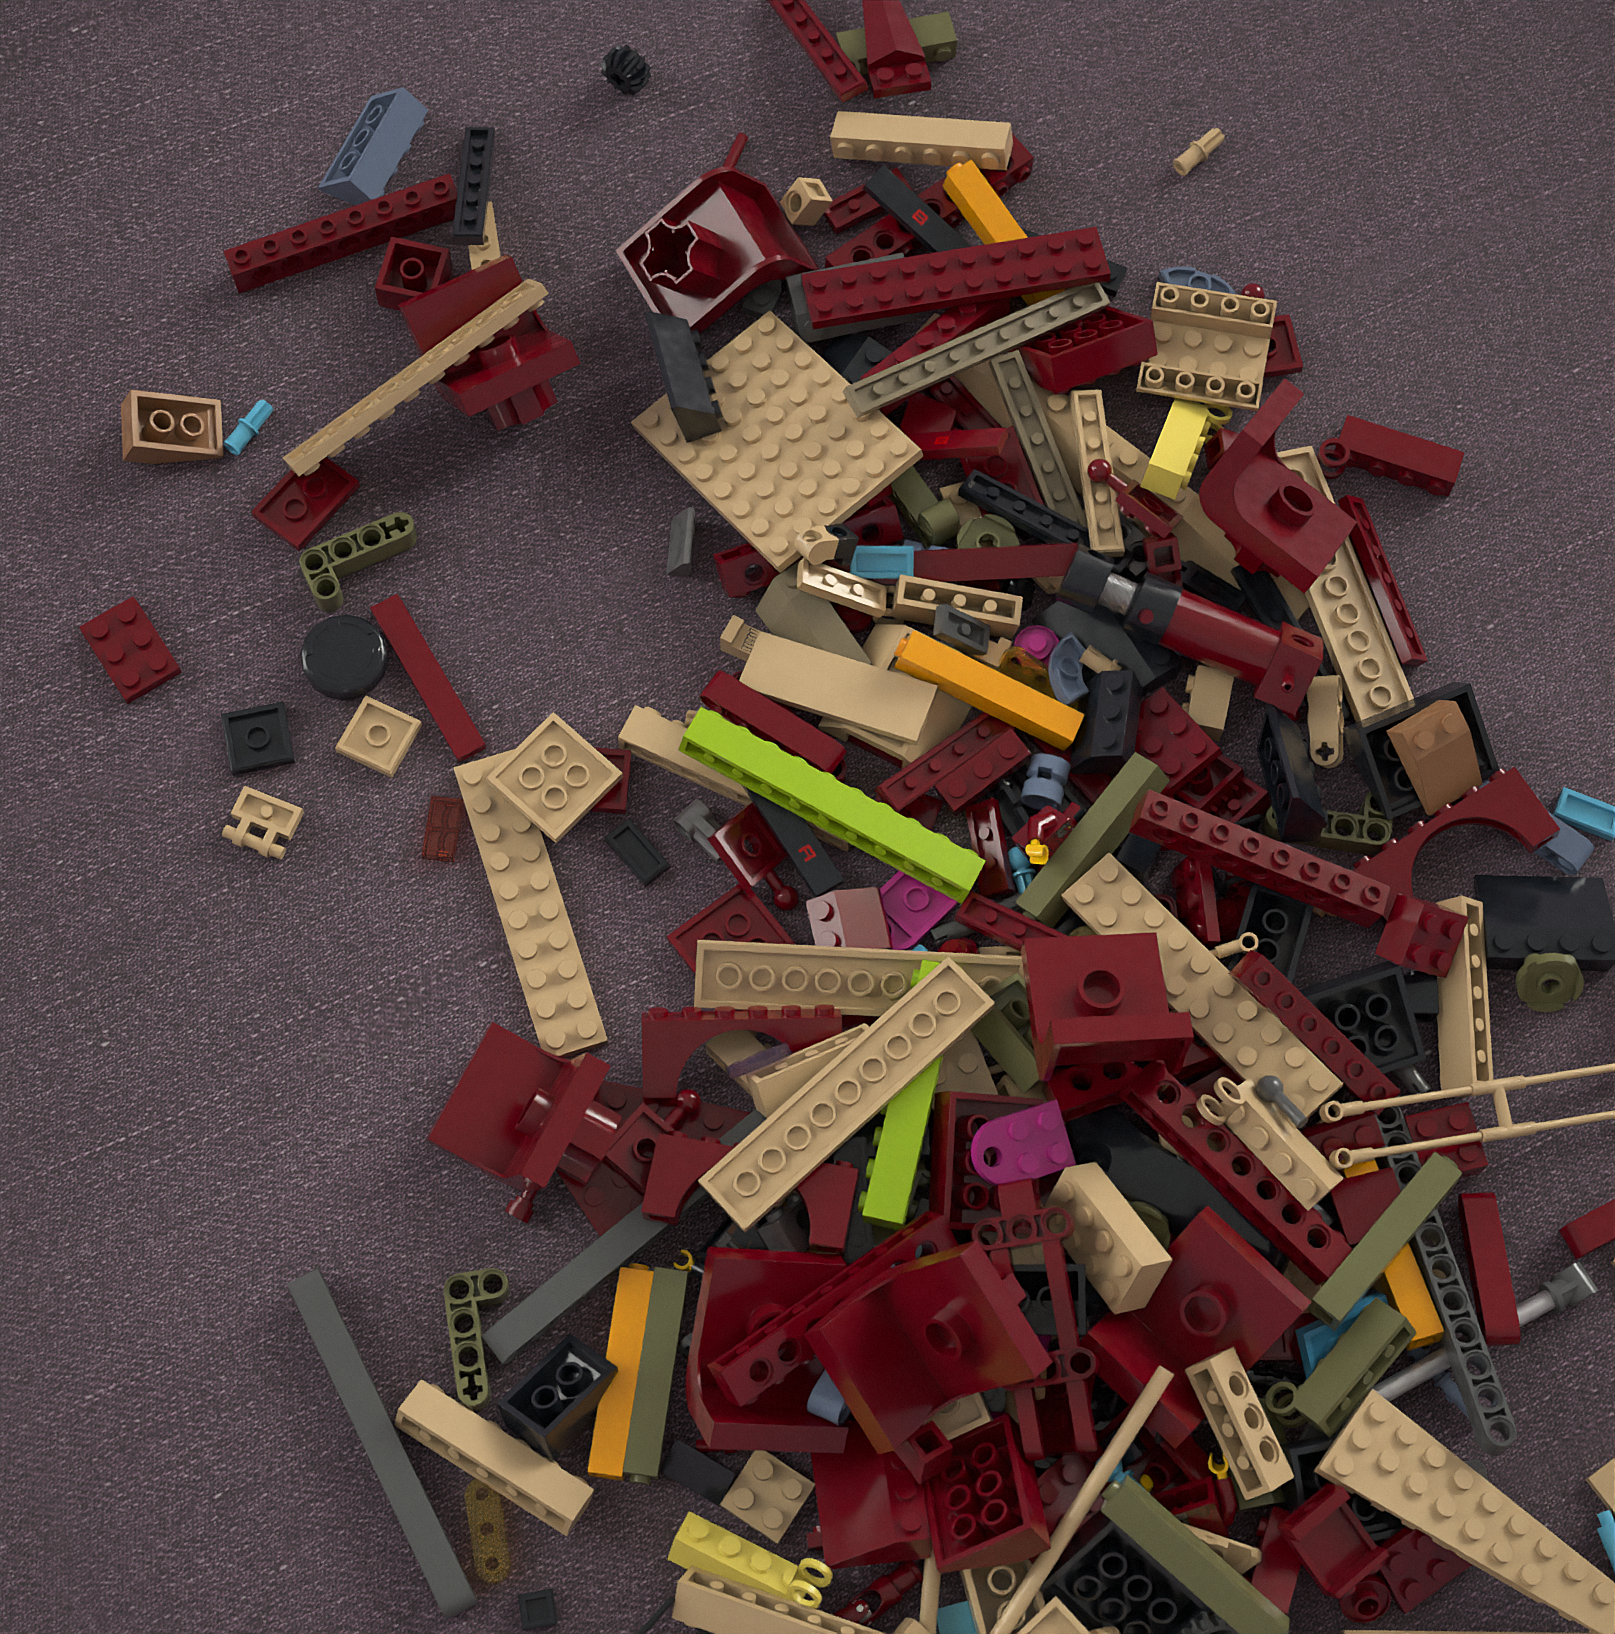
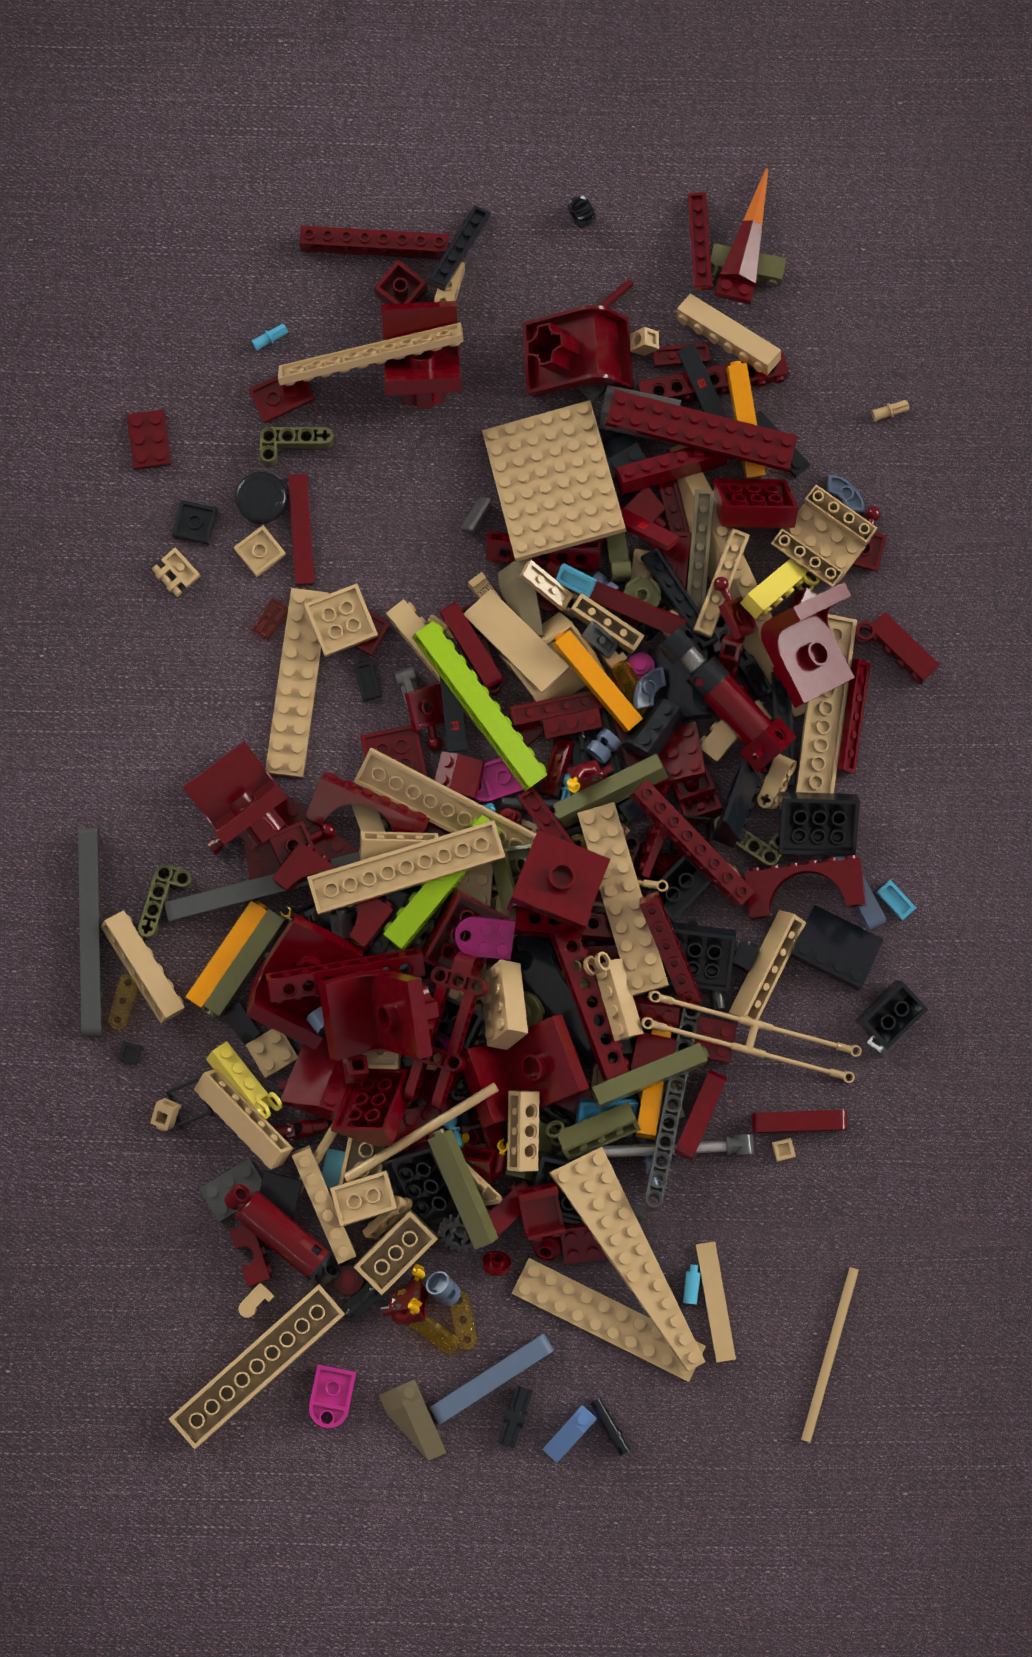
camera: 25 degrees right, 10 degrees up
(170, 428) = (226, 319): medium nougat slope -> none
(374, 147) = (416, 195): sand blue slope -> none
(557, 1396) = (188, 951): black slope -> none
(685, 375) = (520, 420): black slope -> none
(758, 1060) = (374, 827): clear purple tile -> none
(827, 543) = (548, 558): tan leg -> none
(974, 348) = (690, 479): dark tan plate -> none
(1097, 661) = (667, 692): tan pin -> none
(1271, 1090) = (628, 969): dark grey bar -> none
(1421, 935) = (760, 925): dark red brick -> none
(1437, 754) = (821, 831): medium nougat slope -> none
(1547, 966) = (827, 978): olive plate -> none

